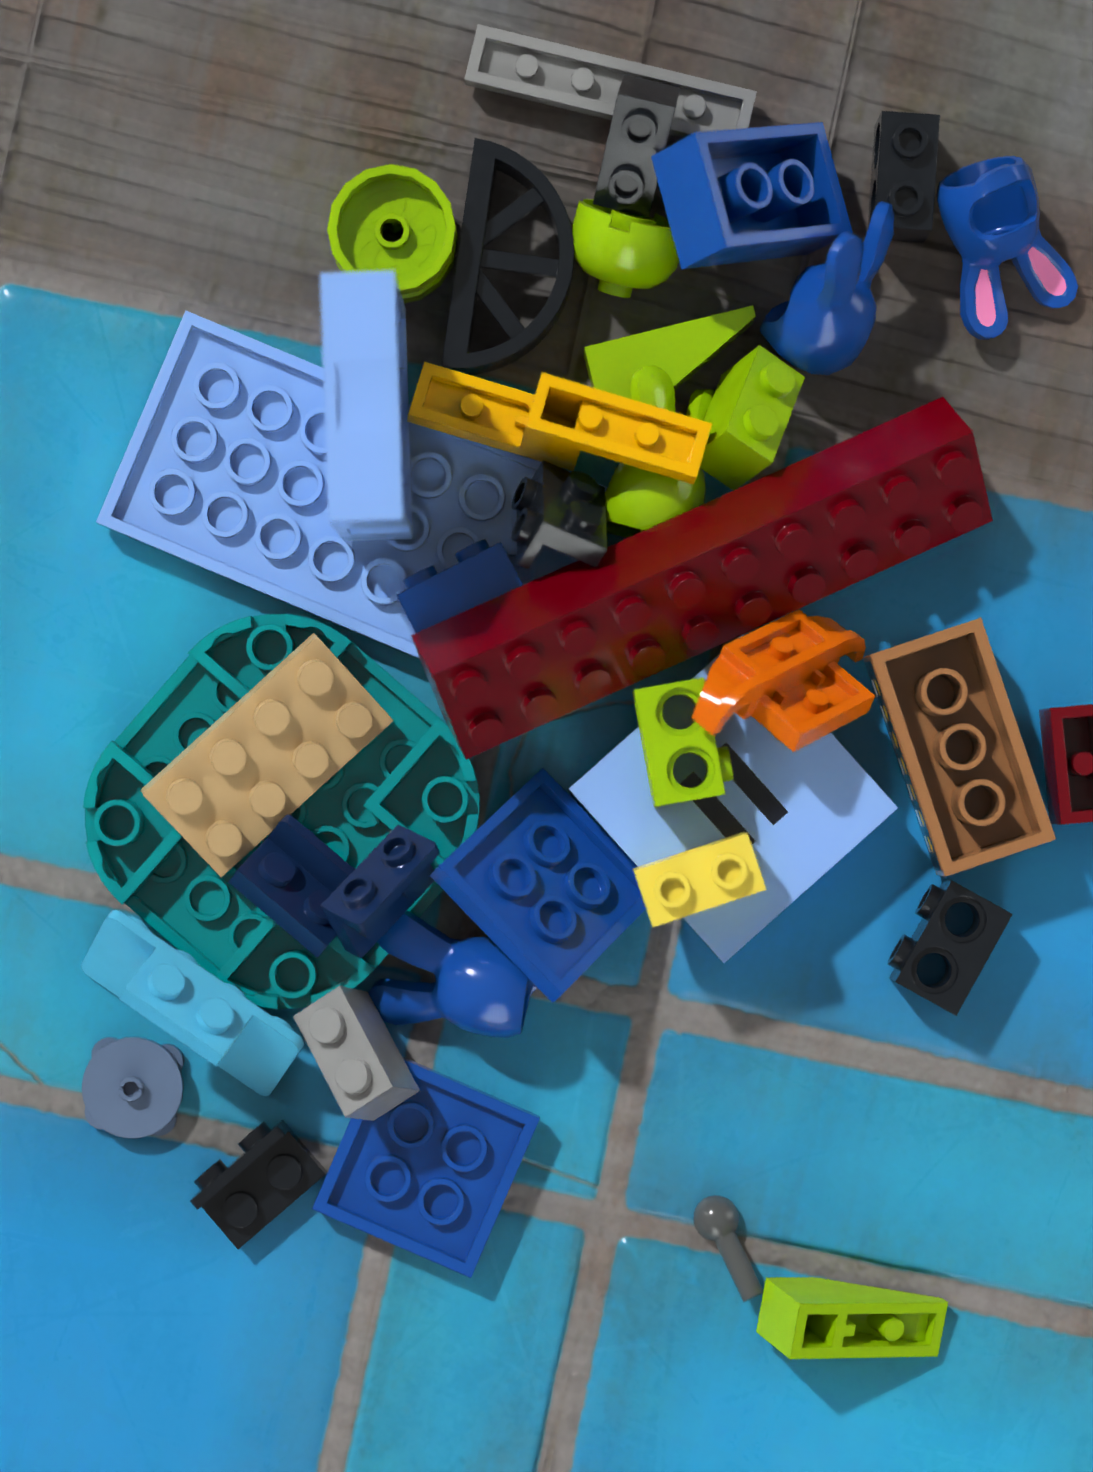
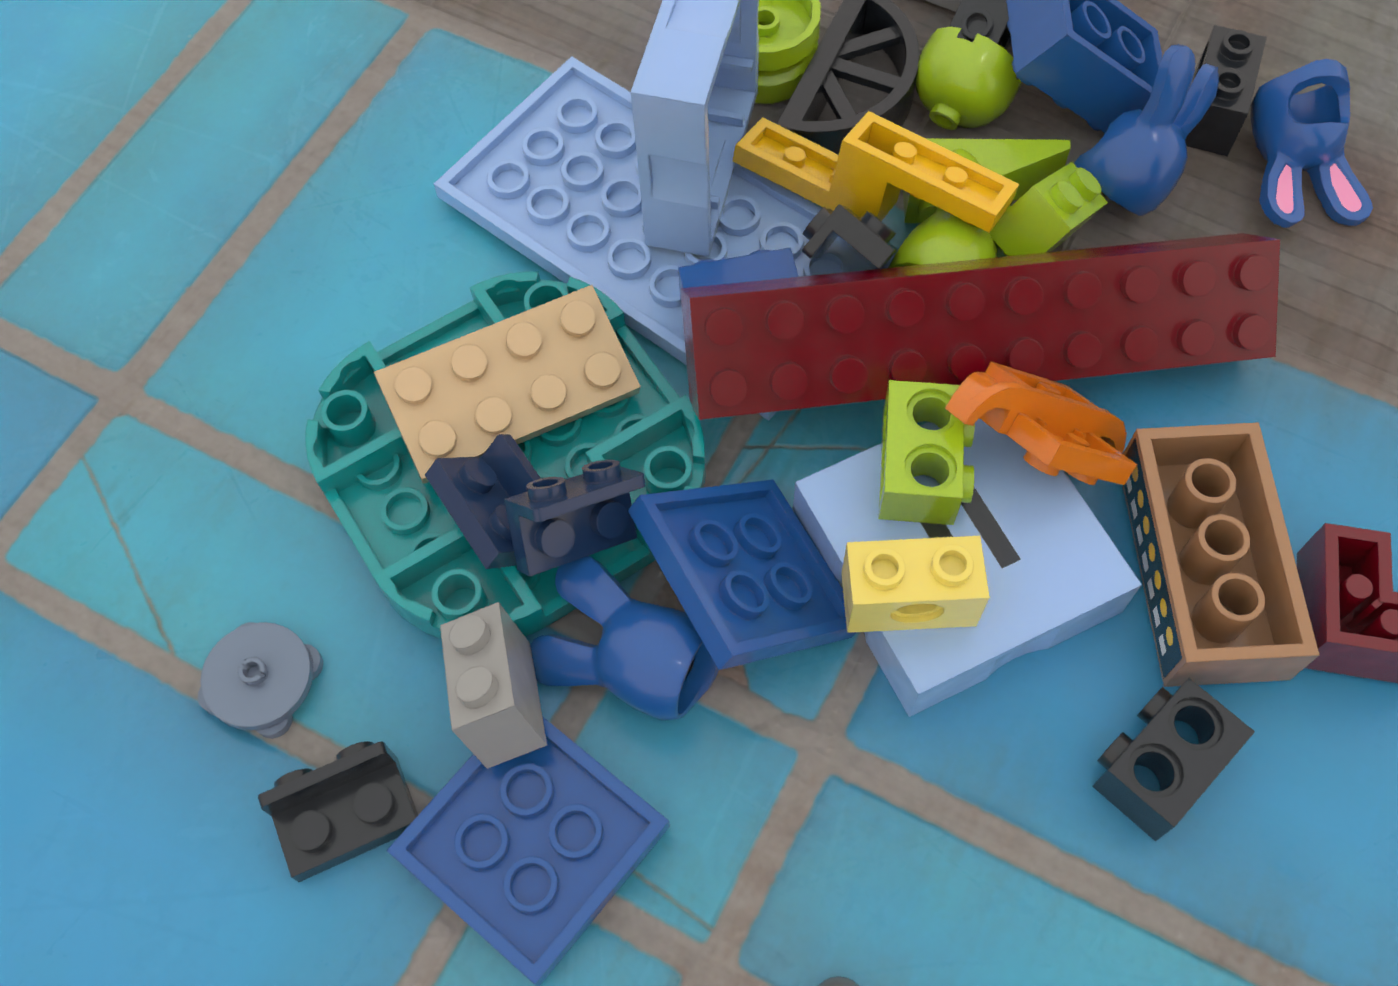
camera: 20 degrees right, 25 degrees down
(191, 1003) = (348, 599): medium azure bracket -> none

